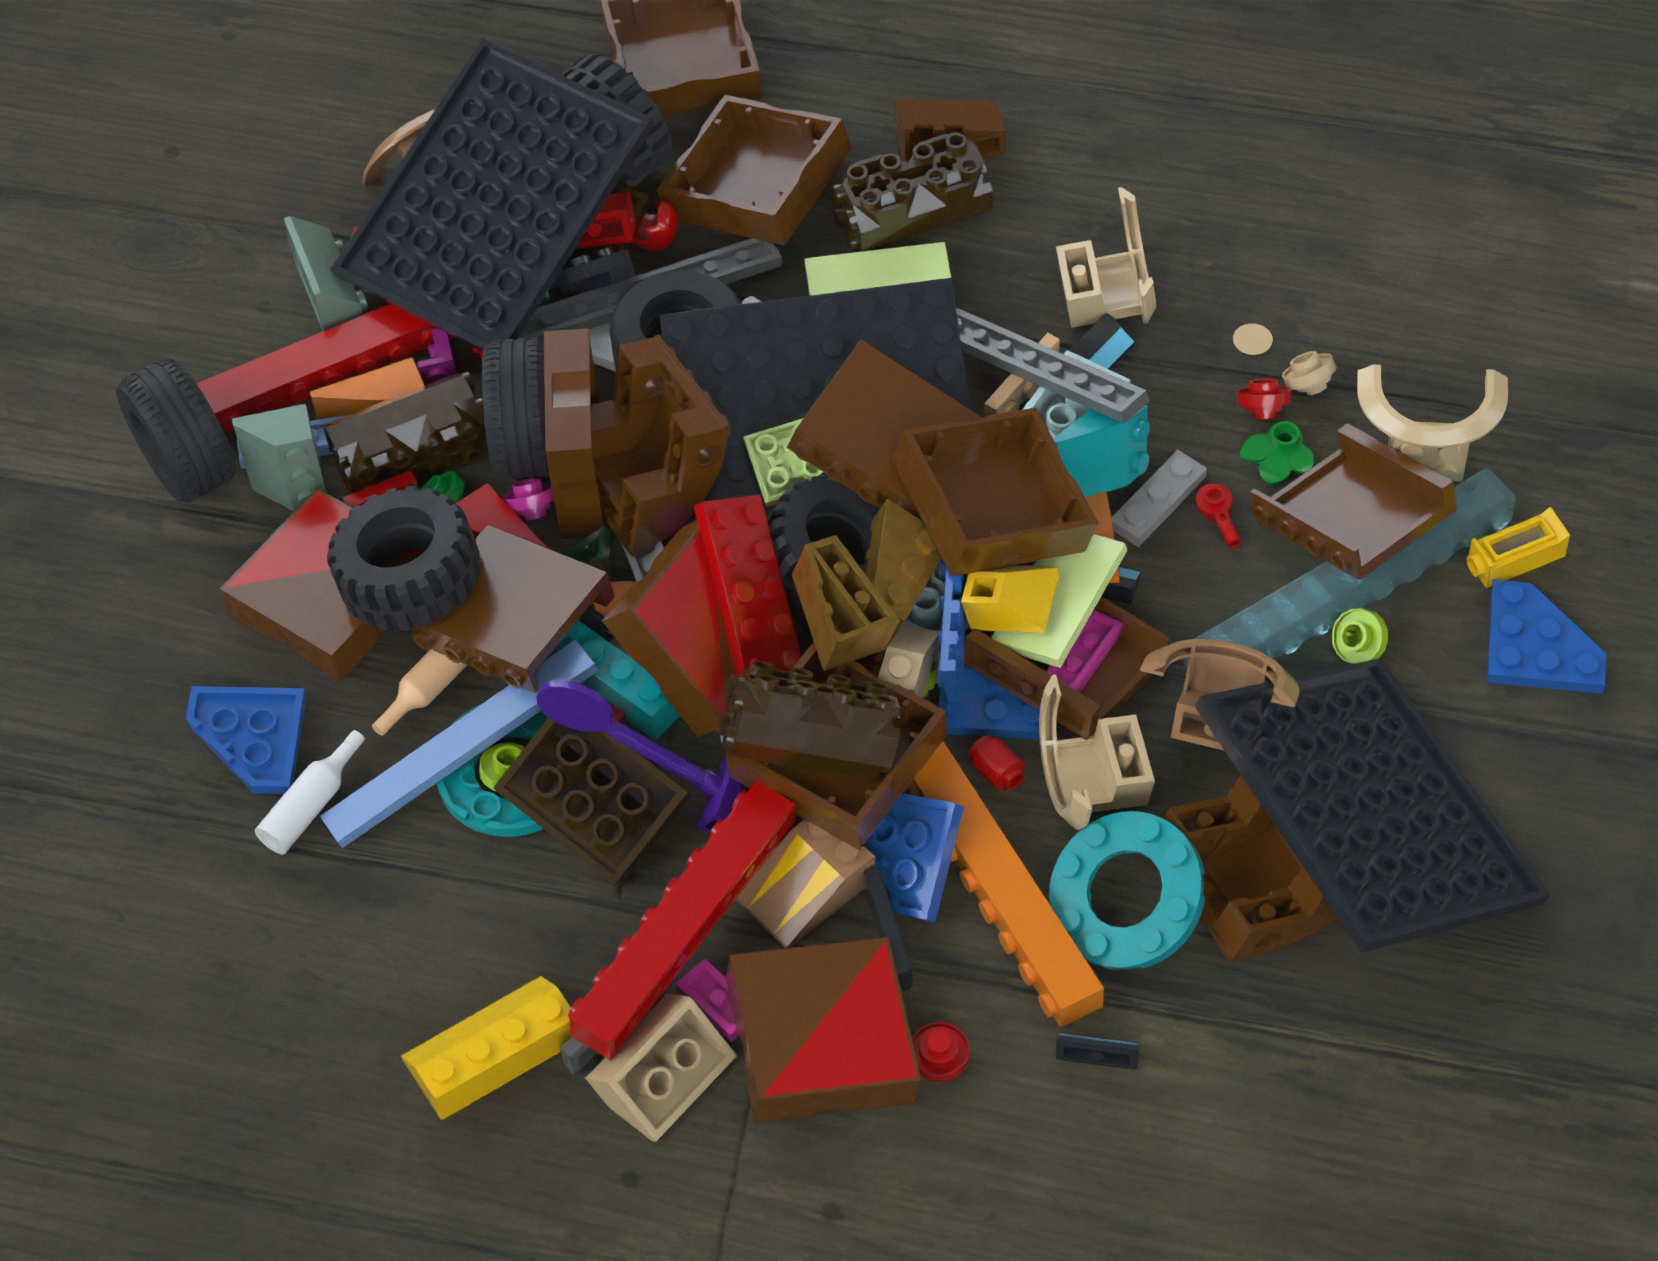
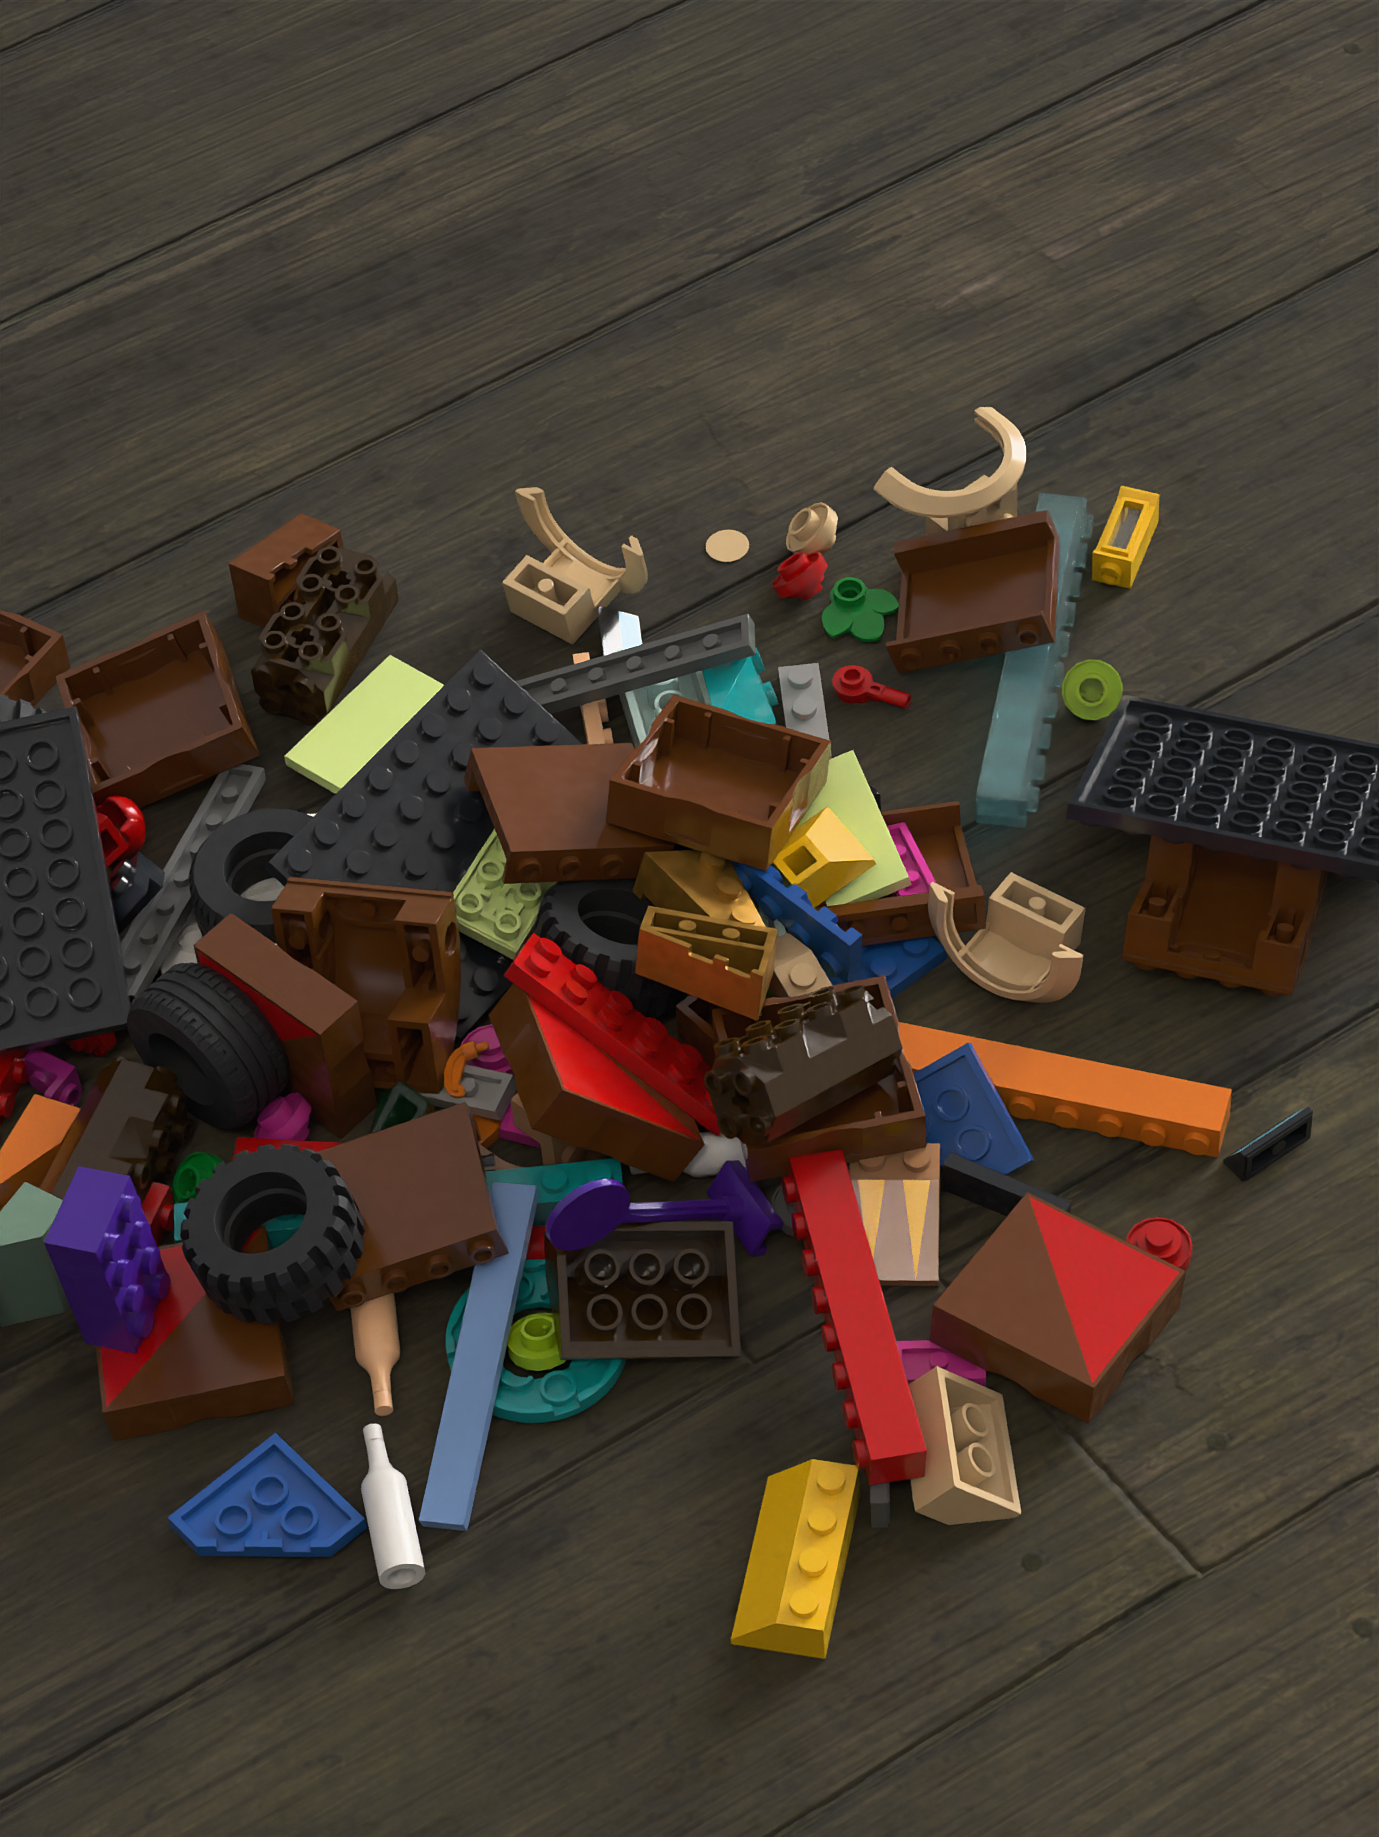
camera: 45 degrees left, 5 degrees down
(284, 490) = (107, 1260): none -> dark purple brick
(650, 551) = (456, 1065): none -> orange piece
(997, 763) = (934, 1005): red brick -> none
(1173, 916) = (1172, 944): teal plate -> none
(1212, 669) = (1036, 801): medium nougat piece -> none
(1538, 643) = (1218, 597): blue plate -> none

